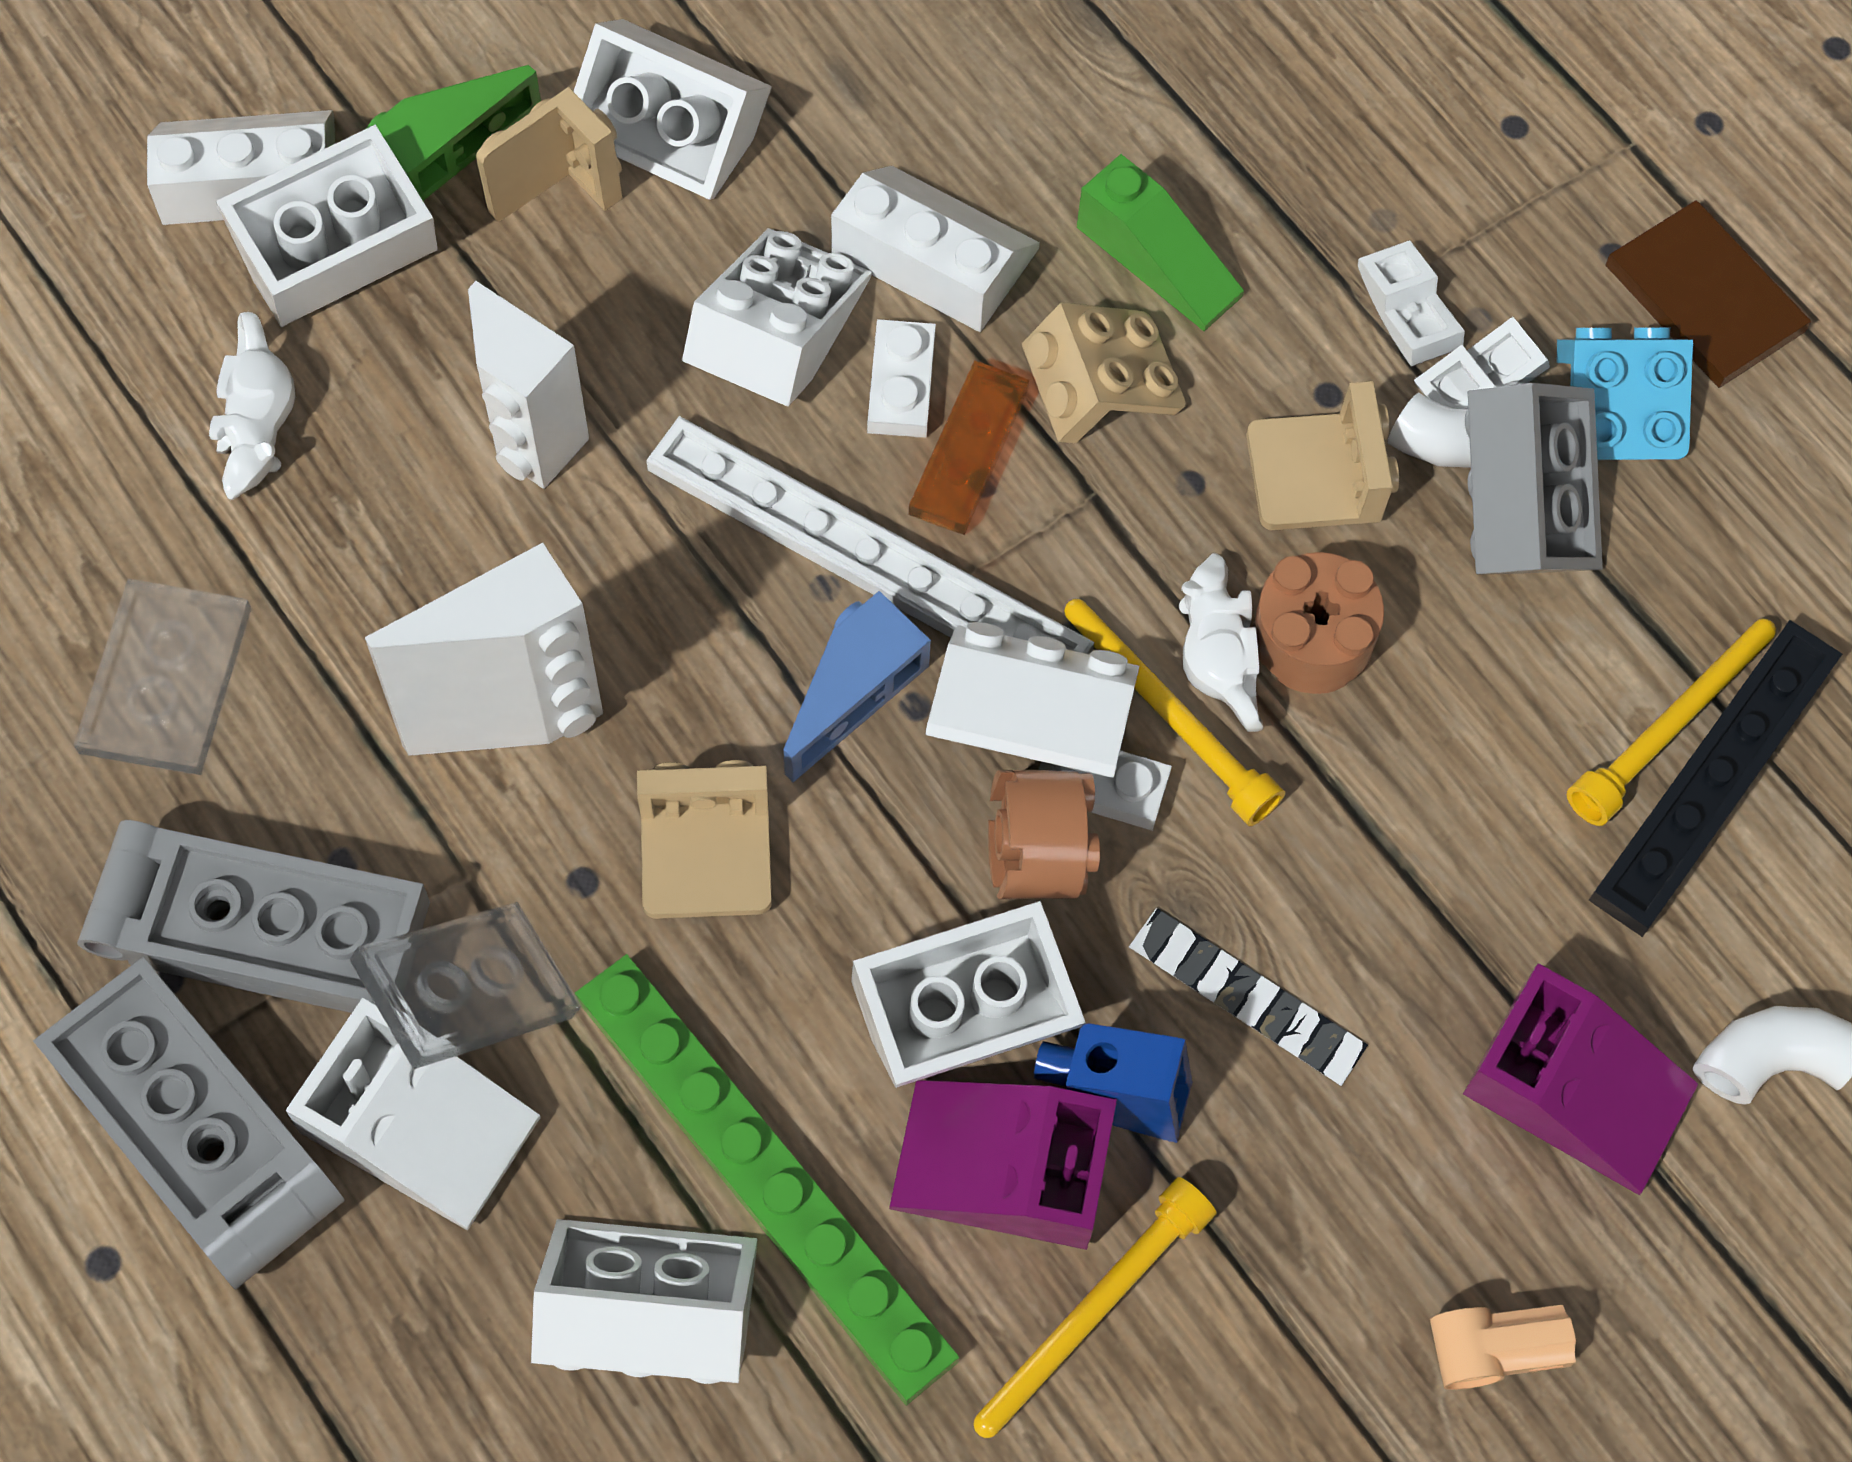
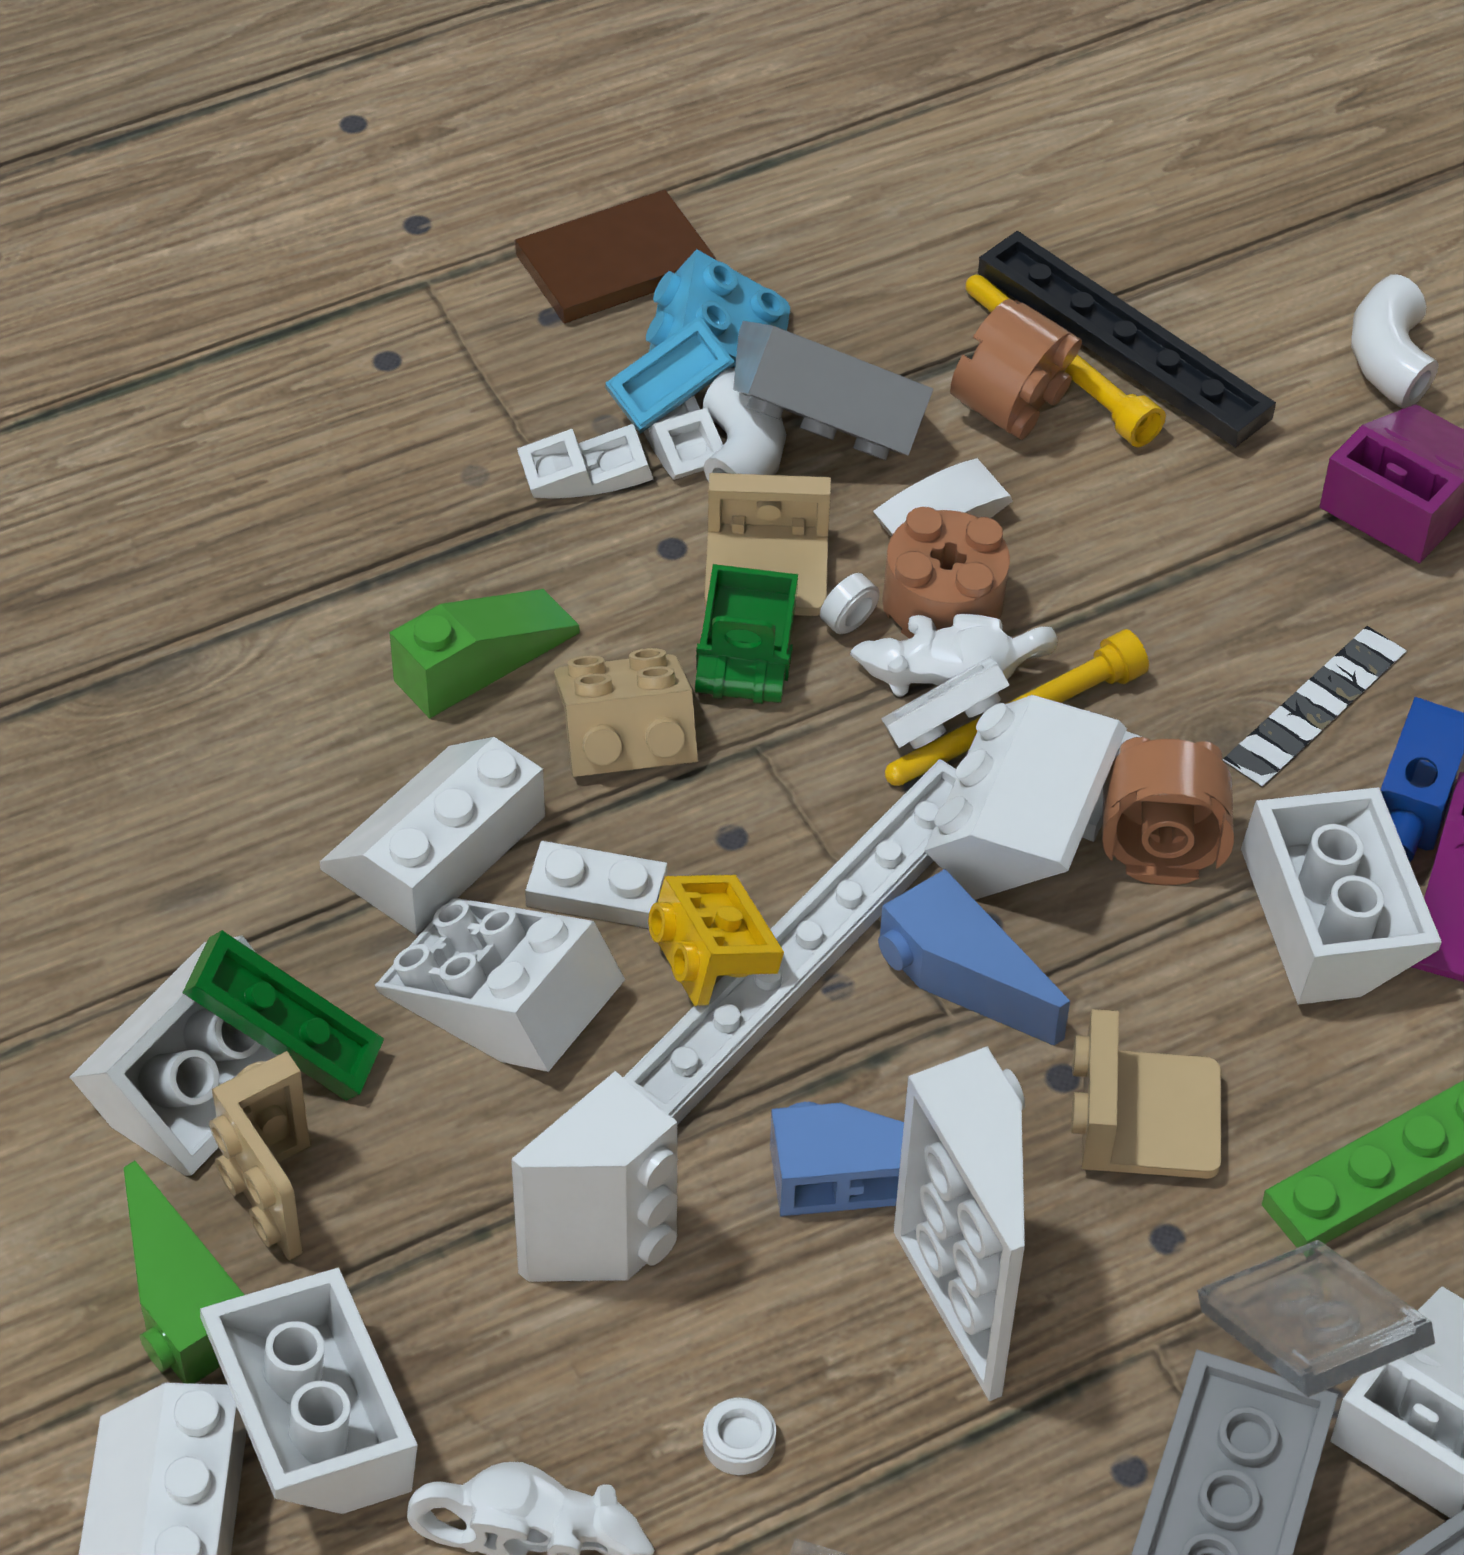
camera: 80 degrees left, 15 degrees down
(347, 553) = (739, 1436): none -> white tile
(619, 604) = (834, 1158): none -> medium blue slope
(686, 145) = (283, 1015): none -> green plate
(841, 464) = (711, 931): none -> yellow bracket
(968, 447) = (691, 834): clear orange tile -> none
(1139, 623) = (968, 692): none -> white plate
(1206, 457) = (746, 634): none -> green piece
(1268, 541) = (849, 603): none -> white tile
(1431, 620) = (960, 488): none -> white slope
(1520, 342) = (669, 374): none -> medium azure tile
(1617, 657) = (1015, 367): none -> nougat brick

